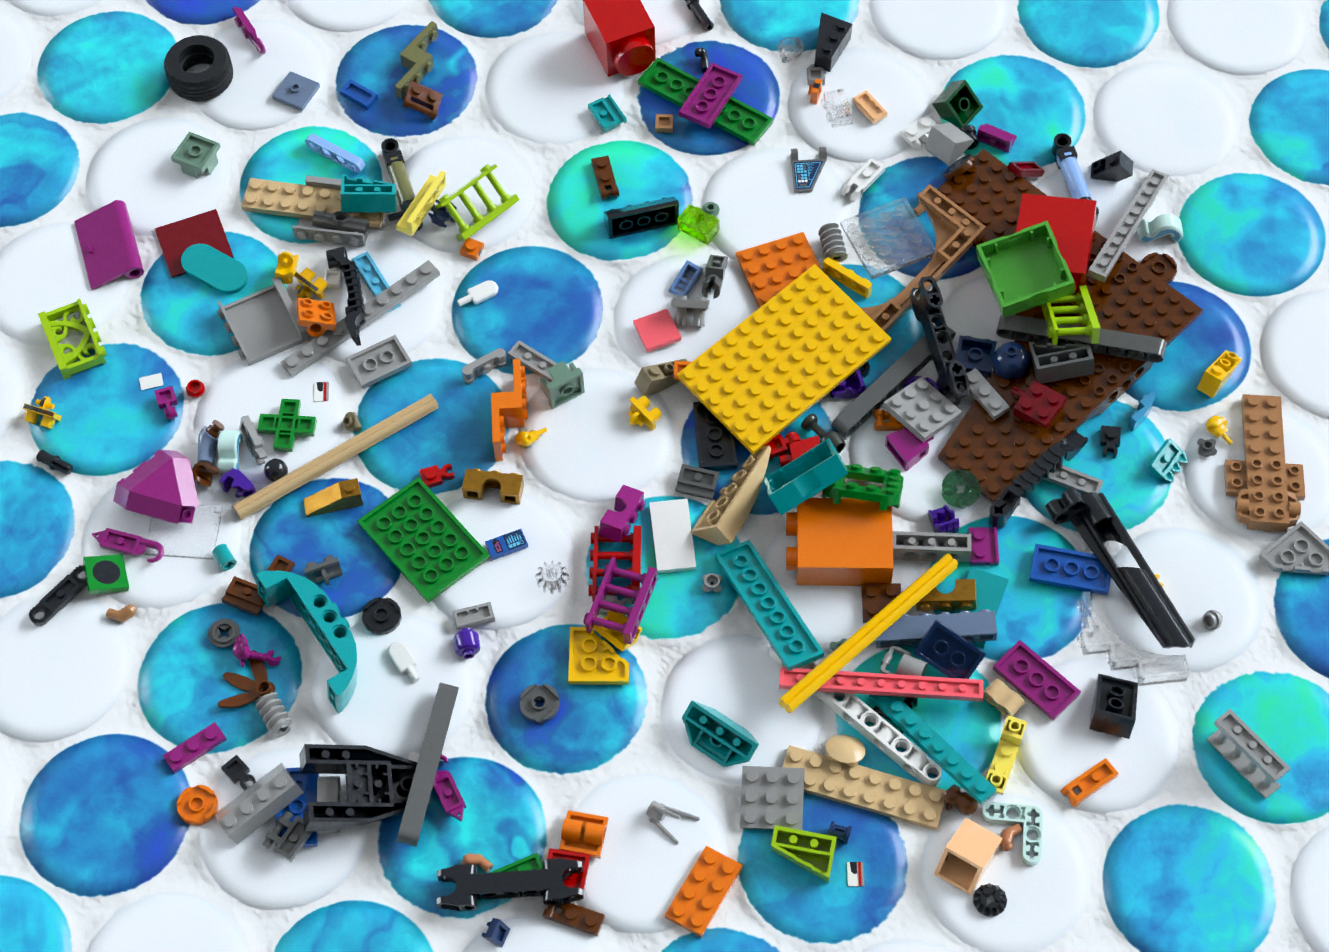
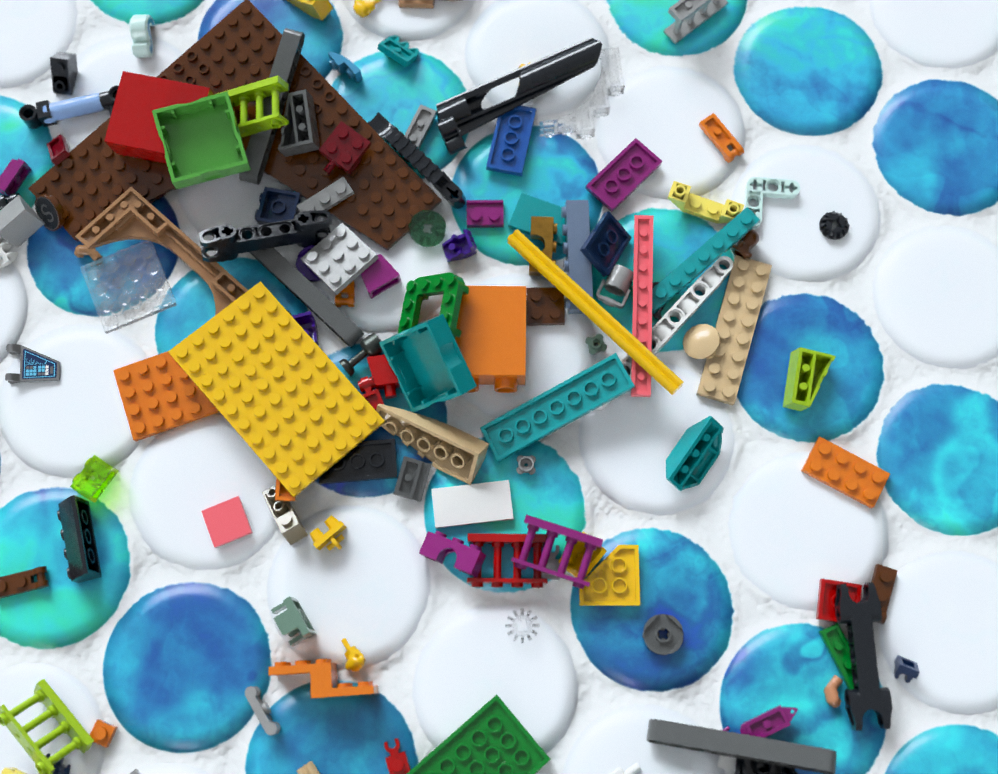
camera: 90 degrees left, 15 degrees up
(466, 643) = (598, 713): dark purple head -> none
(473, 616) = (567, 707): light grey plate -> none
(479, 293) = (163, 720): white piece -> none
(479, 481) = (409, 712): pearl gold arch -> none
(506, 544) = (481, 676): tile -> none
(532, 360) = (258, 653): light grey plate -> none
(583, 833) = (799, 585): orange plate -> none
(658, 811) = (772, 514): light grey plant -> none
(682, 303) = (199, 484): light grey plate -> none
(688, 266) = (150, 484): medium blue slope -> none
(711, 205) = (80, 466): sand green plate -> none
(714, 275) = (163, 459): dark grey plate -> none
(771, 797) = (753, 408): light grey plate -> none
(832, 242) = (133, 341): light grey piece -> none
(841, 832) = (782, 349): dark blue bush -> none
(847, 277) = (175, 326): yellow plate -> none
(855, 873) = (816, 337): sticker -> none
(863, 178) = (50, 307): white hinge -> none
(931, 546) = (491, 252): light grey brick -> none
(967, 856) = (799, 238): light nougat slope -> none
(1003, 698) = (643, 202): tan axle -> none
(1008, 834) = (775, 208): nougat arm -> none
(1011, 361) = (291, 172): dark blue cylinder -> none
(1110, 439) = (371, 98): black plate -> none
(1114, 706) = (648, 112): black slope -> none
(1127, 225) = (141, 56): light grey plate -> none
(1161, 266) = (181, 40): reddish brown tile -> none
(1204, 451) = (384, 22): dark grey plate -> none
(1212, 619) = (561, 28): light grey plate -> none

